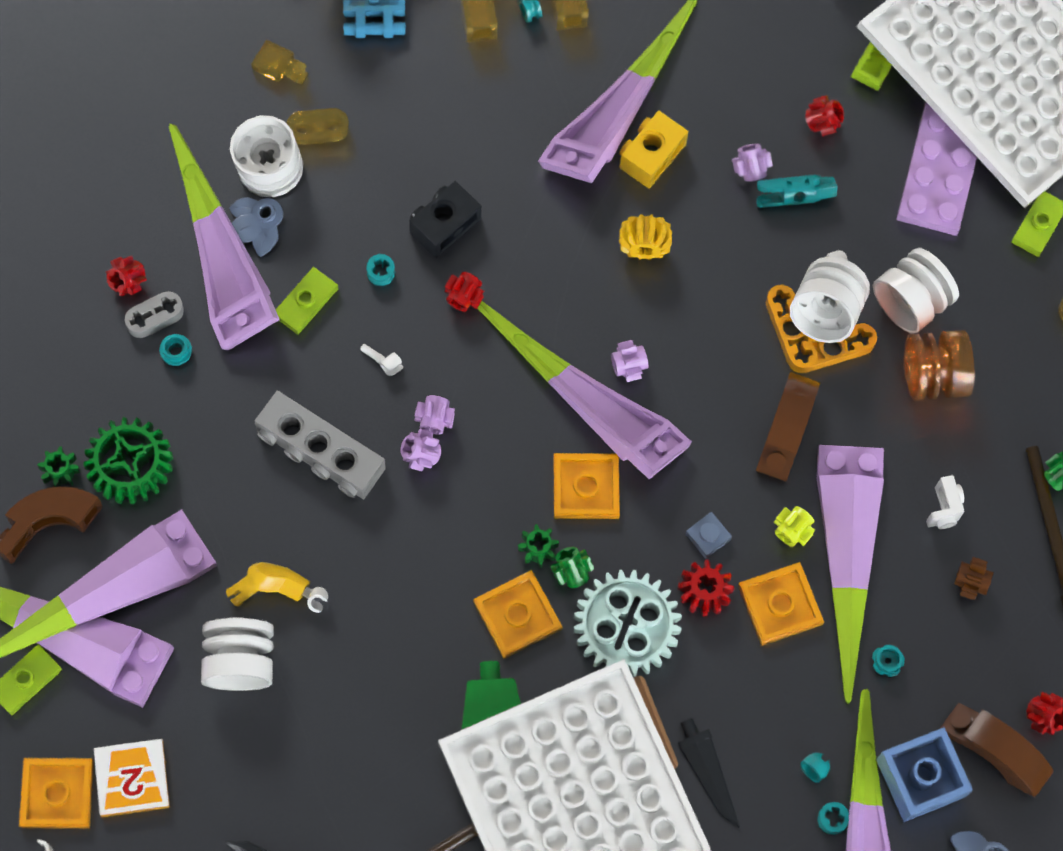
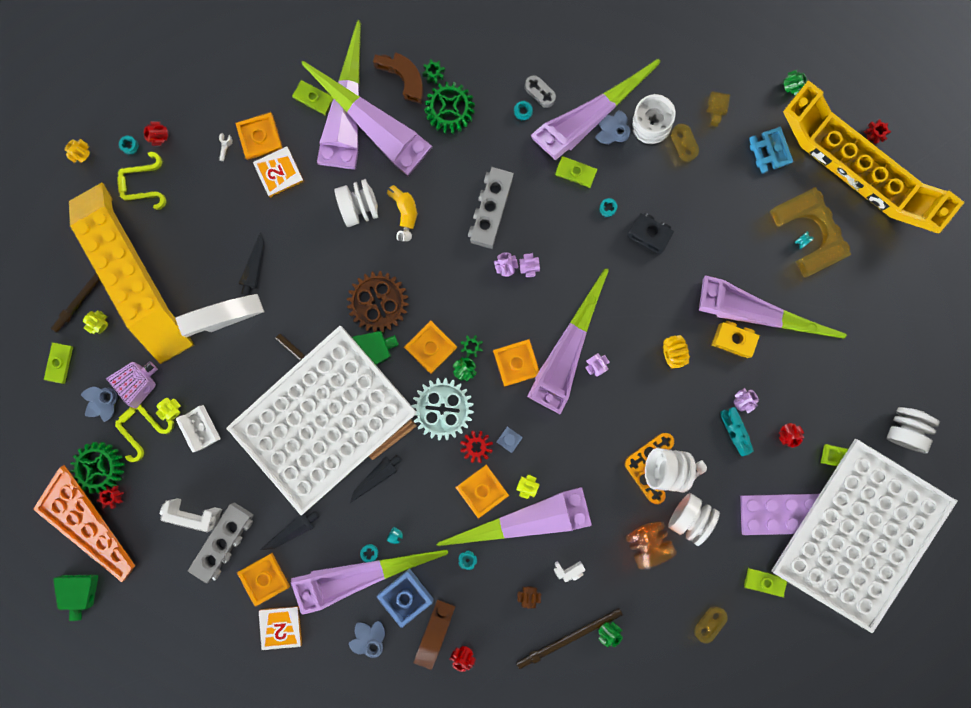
camera: 80 degrees right, 15 degrees up
(126, 275) = (556, 67): red gear -> none
(389, 365) = (553, 231): white hand -> none
(418, 705) = (362, 309): none -> reddish brown gear
(464, 291) = (609, 258): red gear -> none
(788, 426) = (588, 467): reddish brown arch -> none

